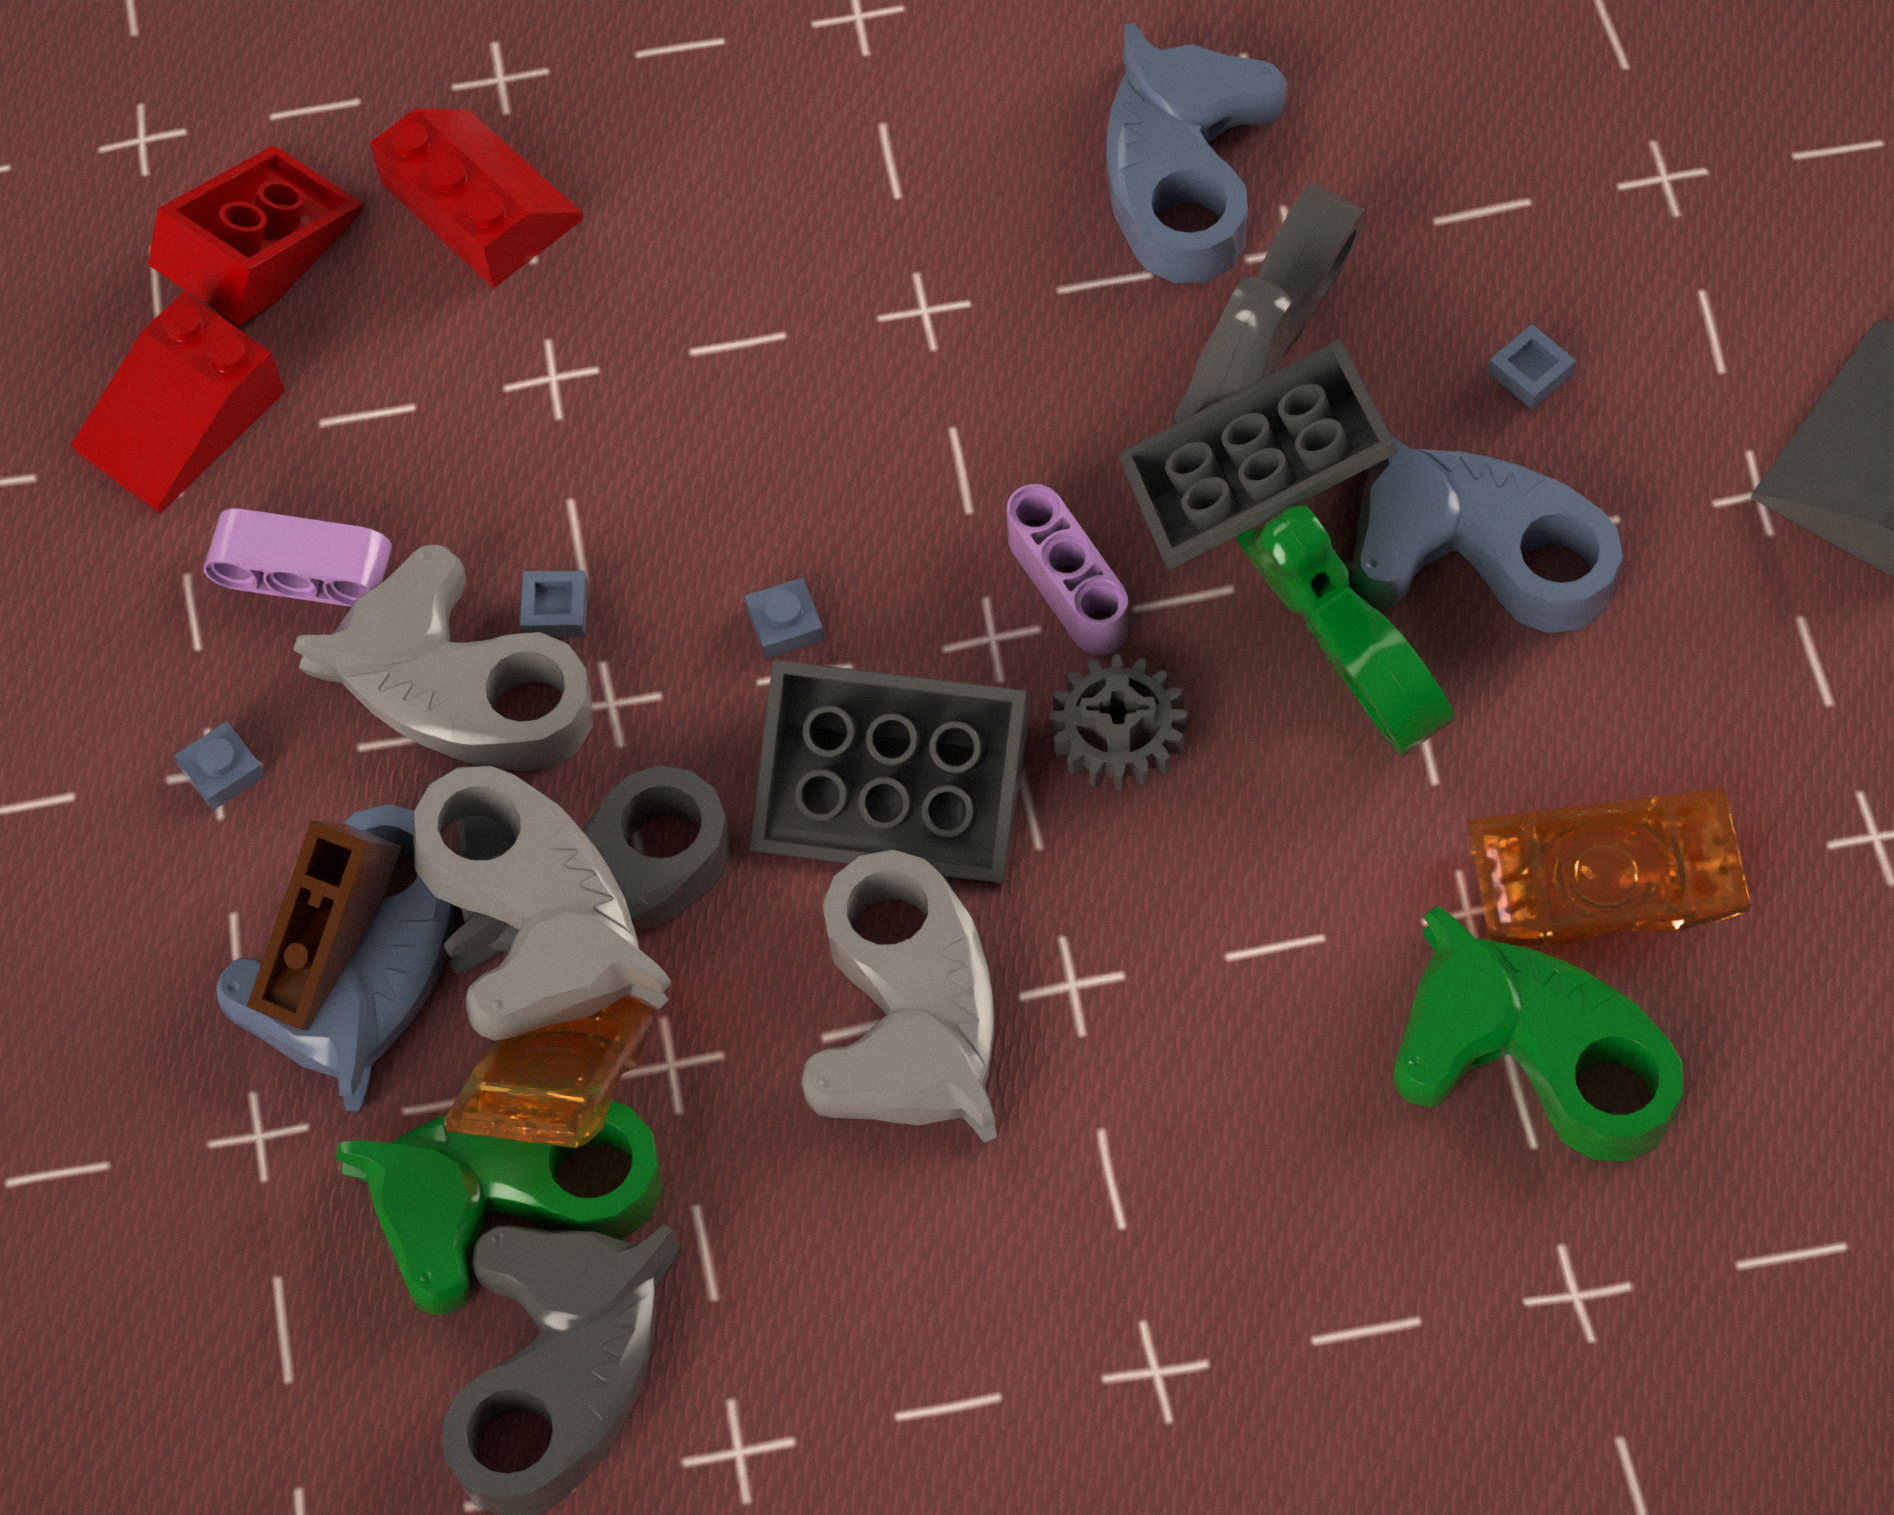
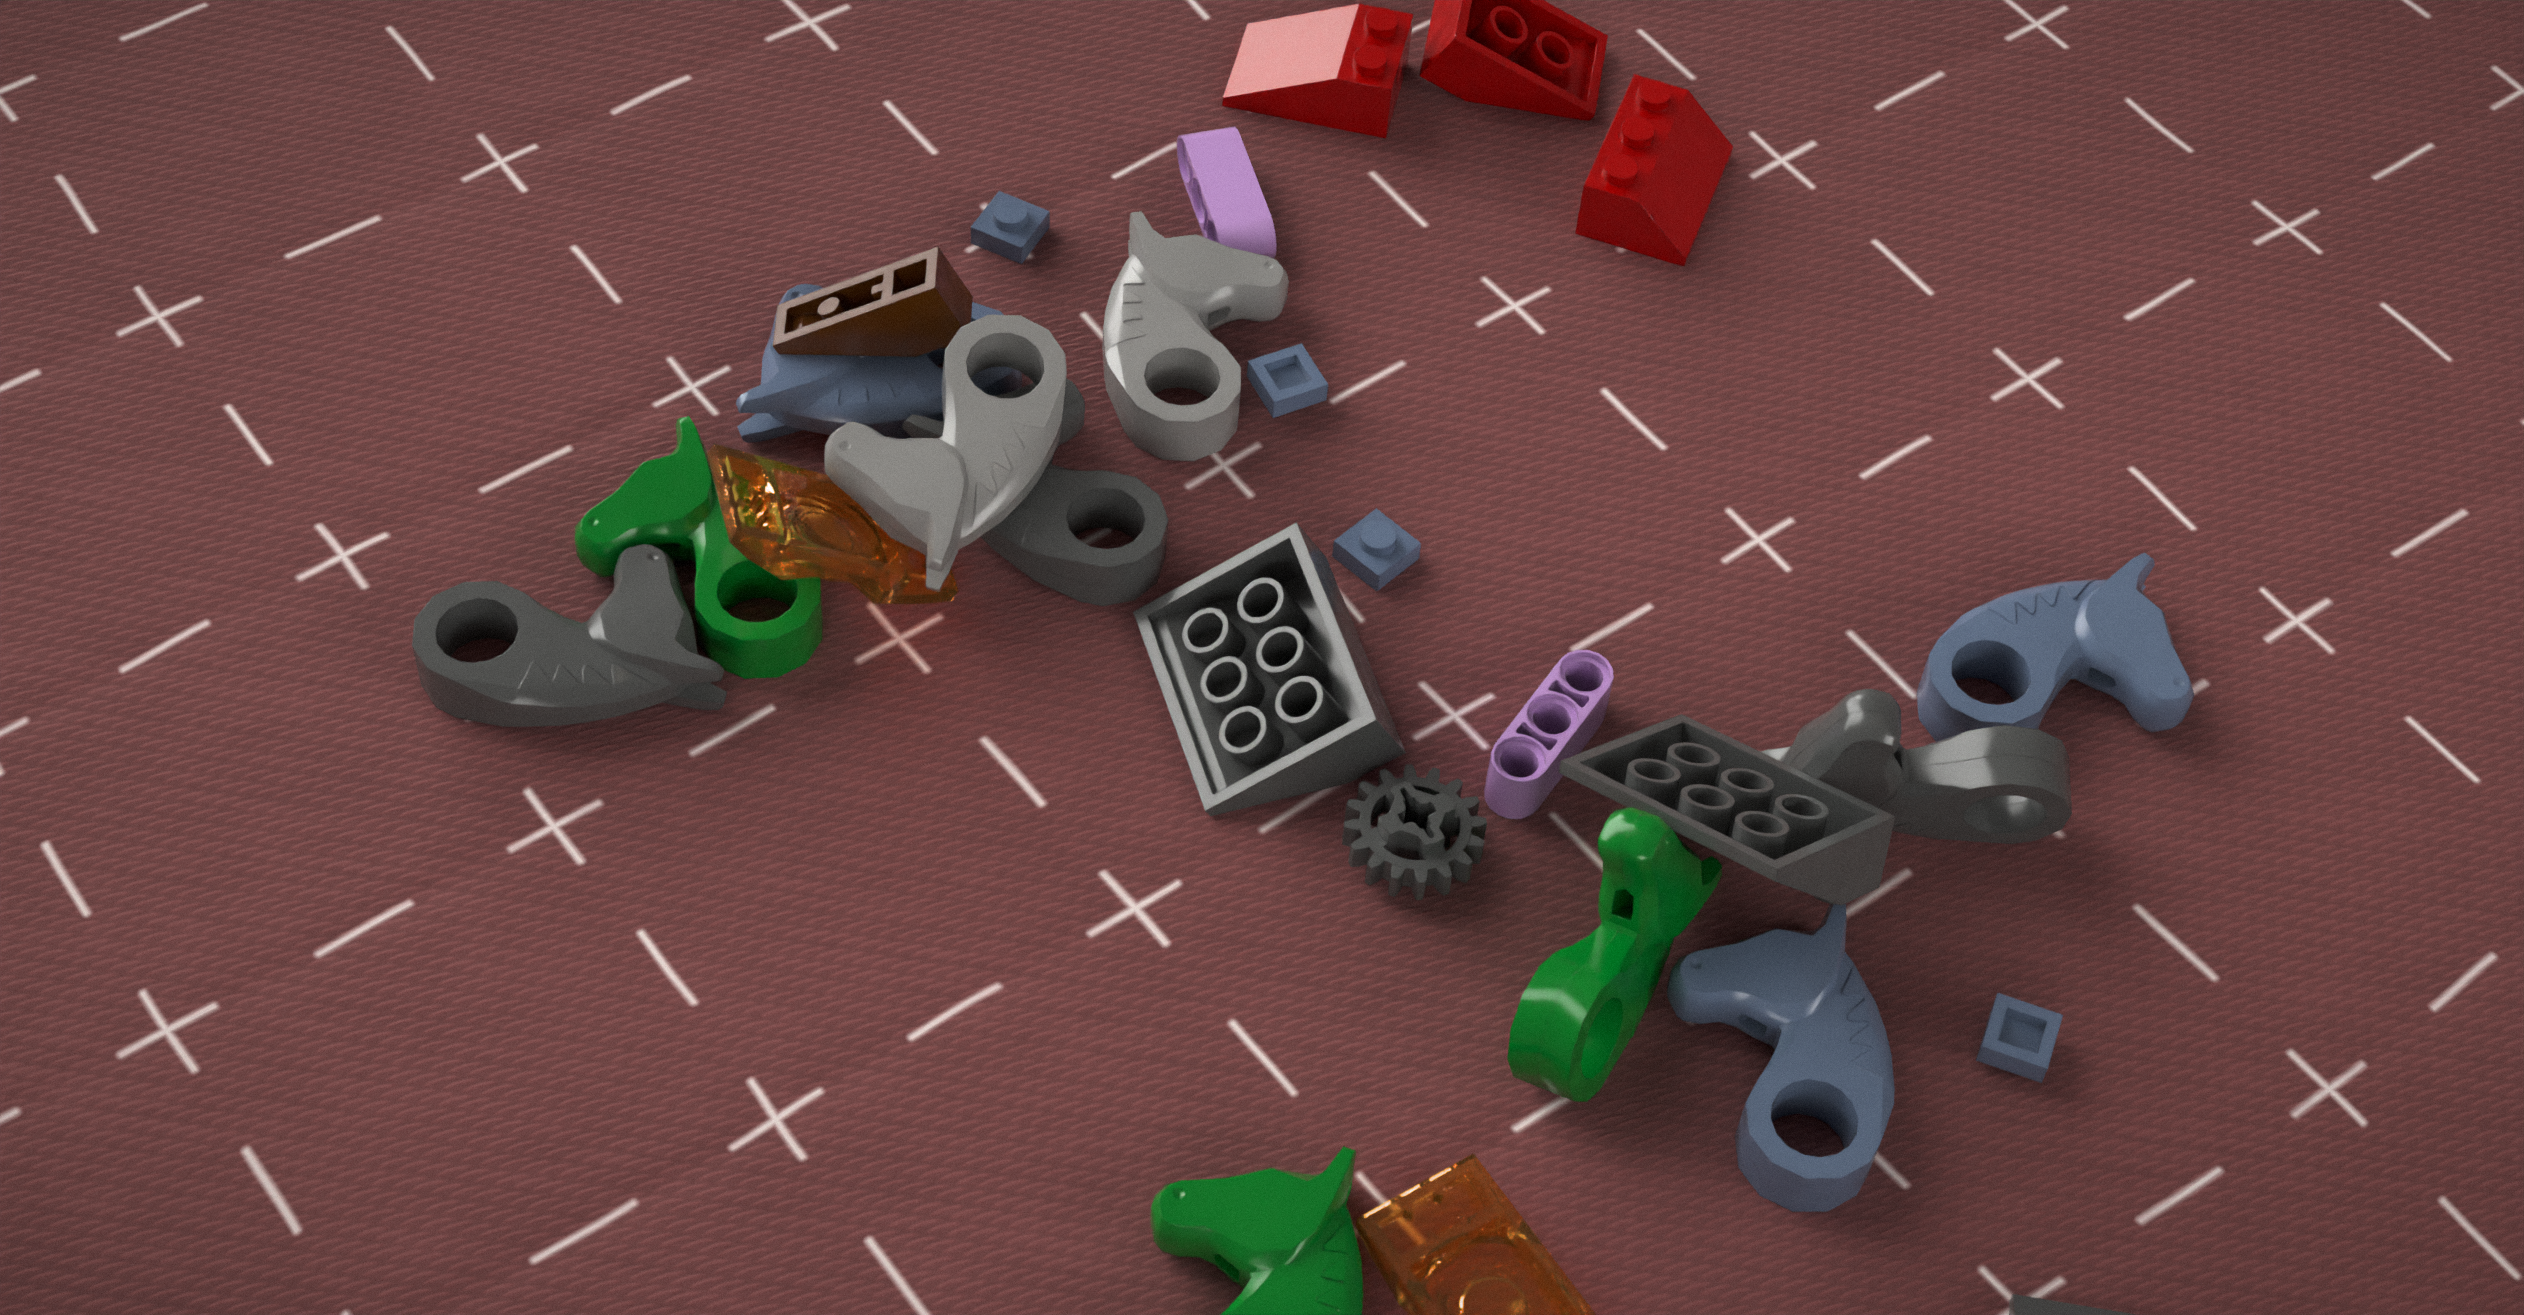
camera: 55 degrees right, 10 degrees down
(936, 990) = (1054, 794): light grey animal -> none

